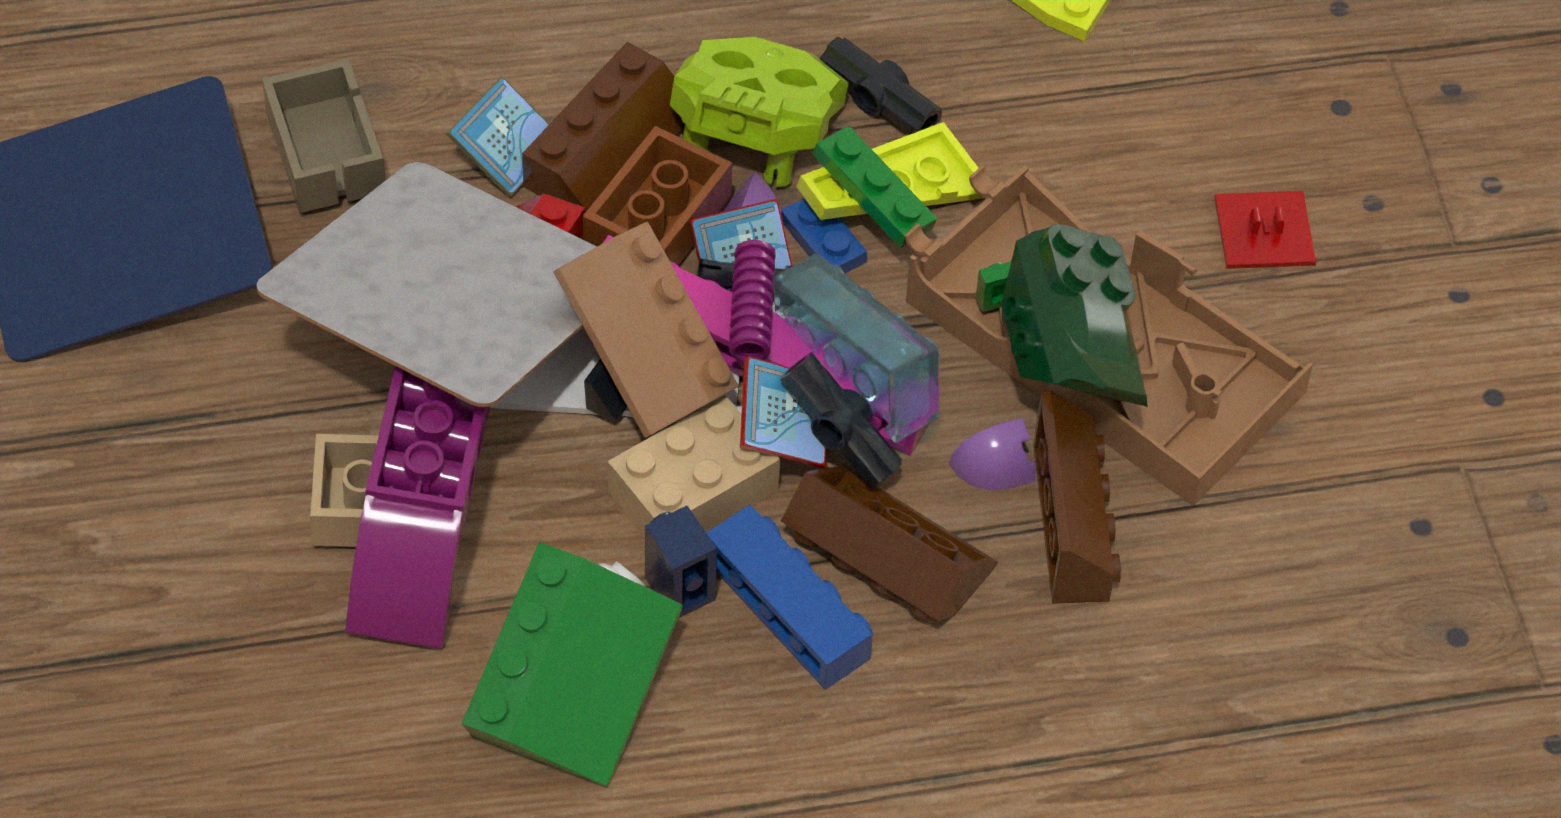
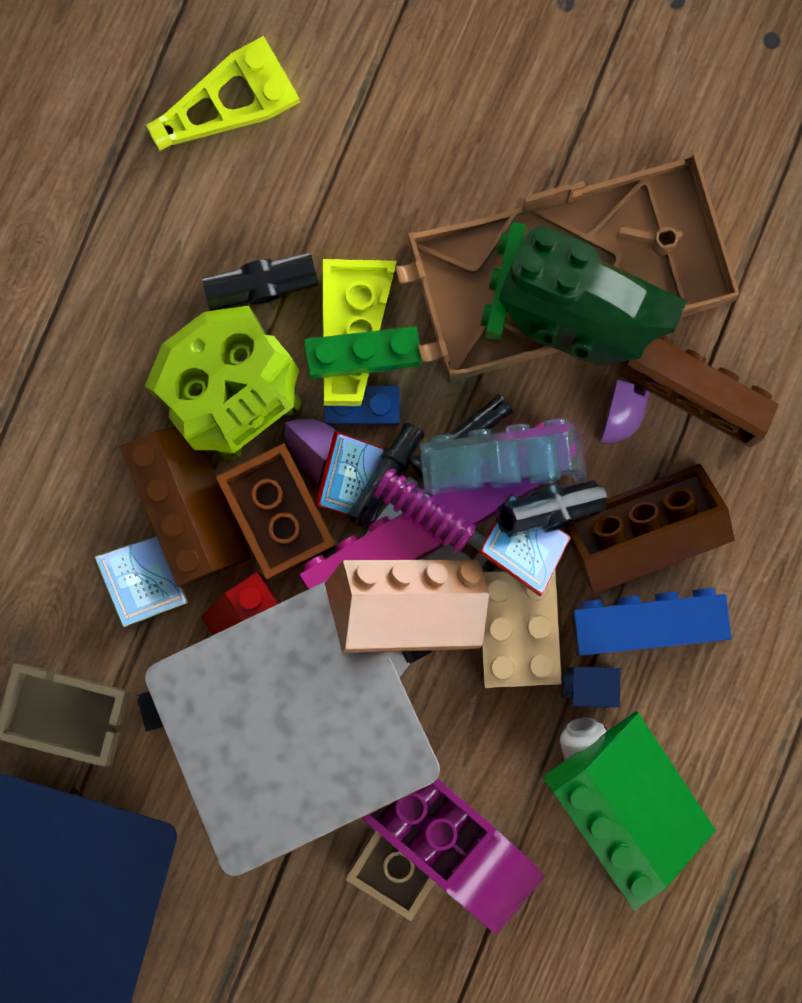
camera: 50 degrees left, 30 degrees up
(1265, 229) = (543, 94): red piece -> none

